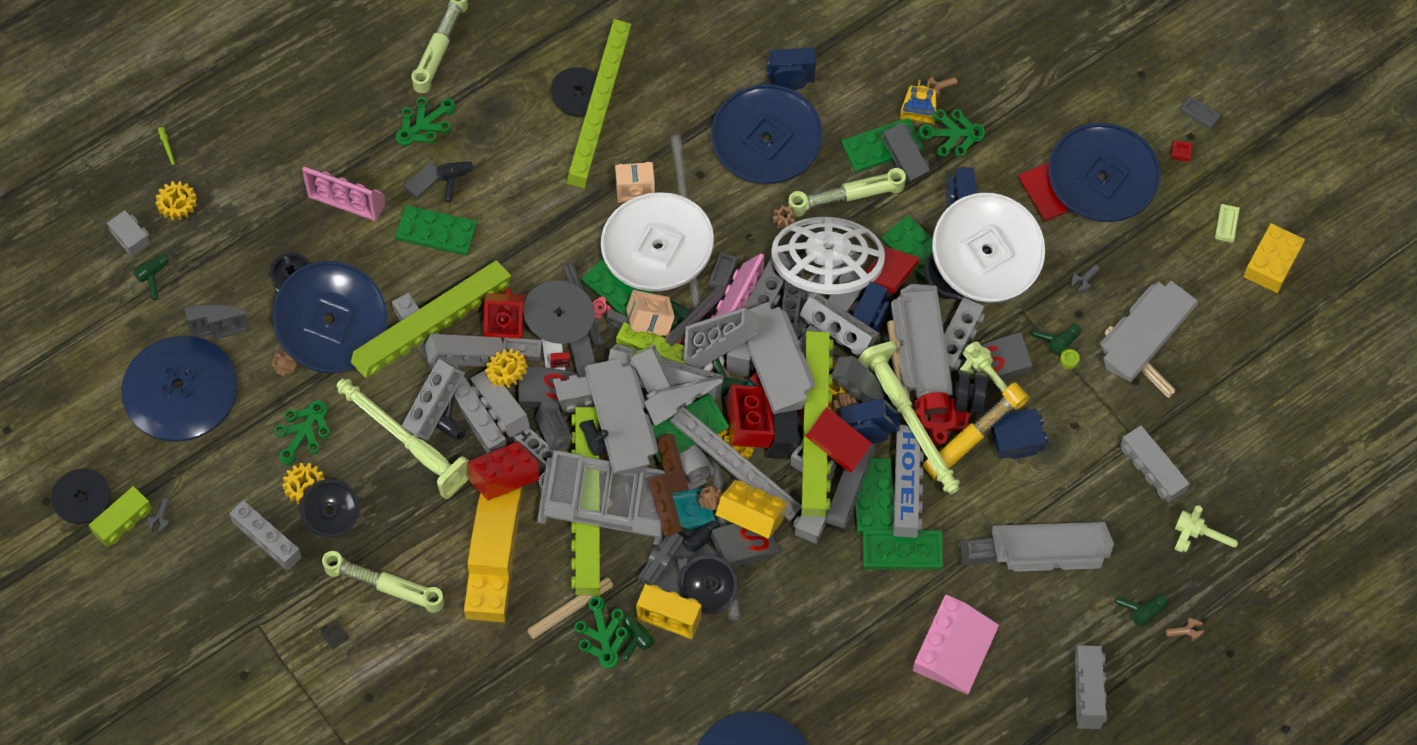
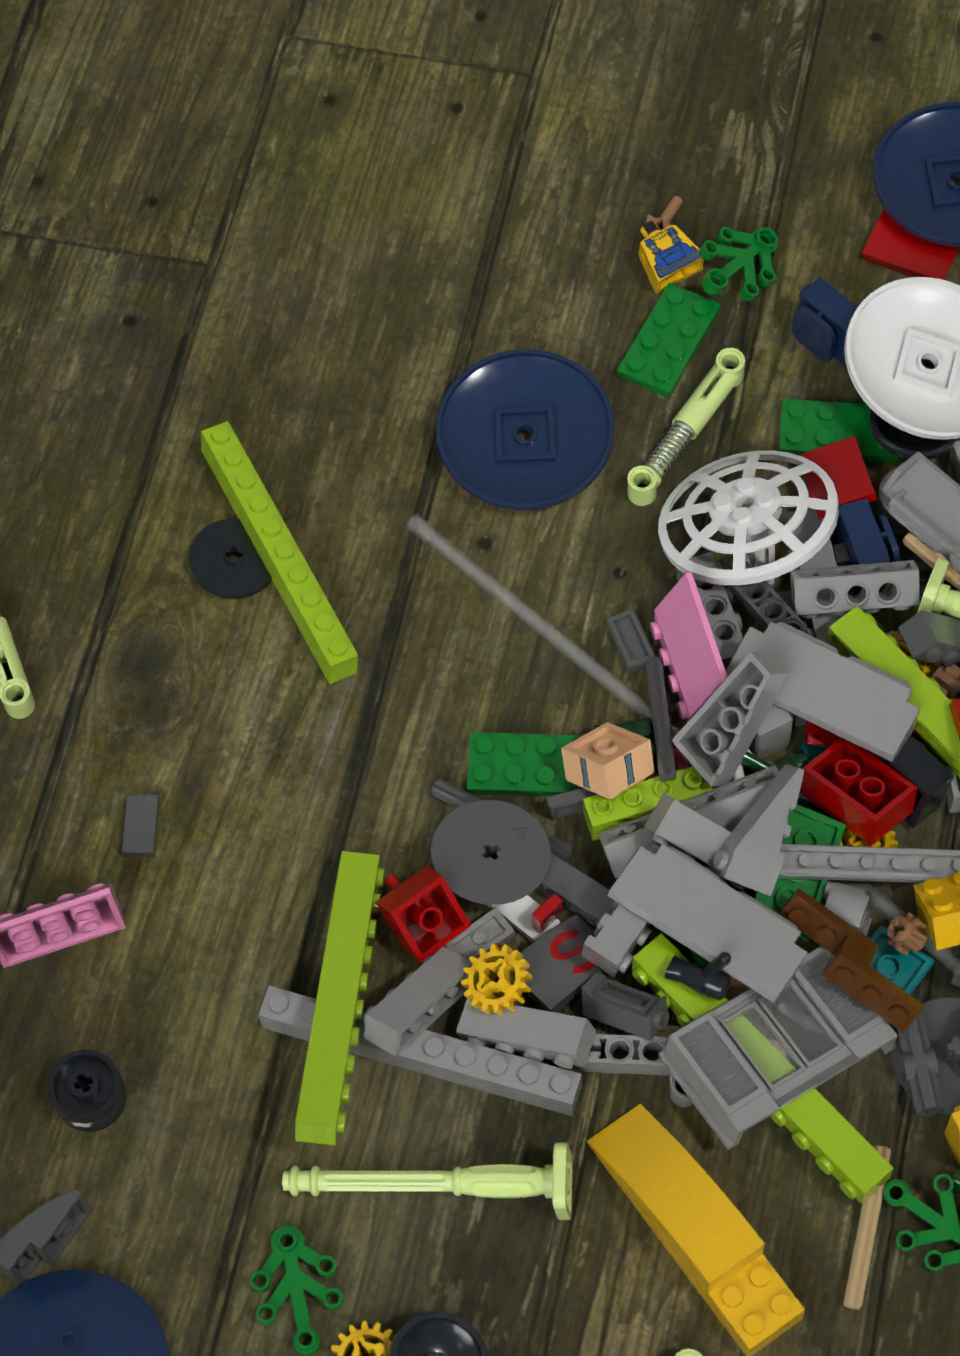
camera: 35 degrees left, 0 degrees up
(283, 363) = (185, 1217): medium nougat gear -> none
(321, 291) = (200, 1059): dark blue dish -> none
(423, 124) = (71, 751): green plant -> none
(433, 399) = (448, 1085): light grey brick -> none
(436, 230) = (218, 876): green plate -> none
(448, 425) = (475, 1118): black piece -> none
(451, 171) = (169, 786): black piece -> none
(503, 470) = (619, 1119): red brick -> none
(601, 301) = (533, 802): coral plate -> none
(634, 180) = (422, 612): light nougat container -> none
(655, 219) = (515, 627): white dish -> none
(699, 538) = (938, 994): black piece -> none
(780, 214) = (642, 514): medium nougat gear -> none
(791, 67) = (477, 326): dark blue brick -> none
(905, 152) = (711, 323): dark grey brick -> none

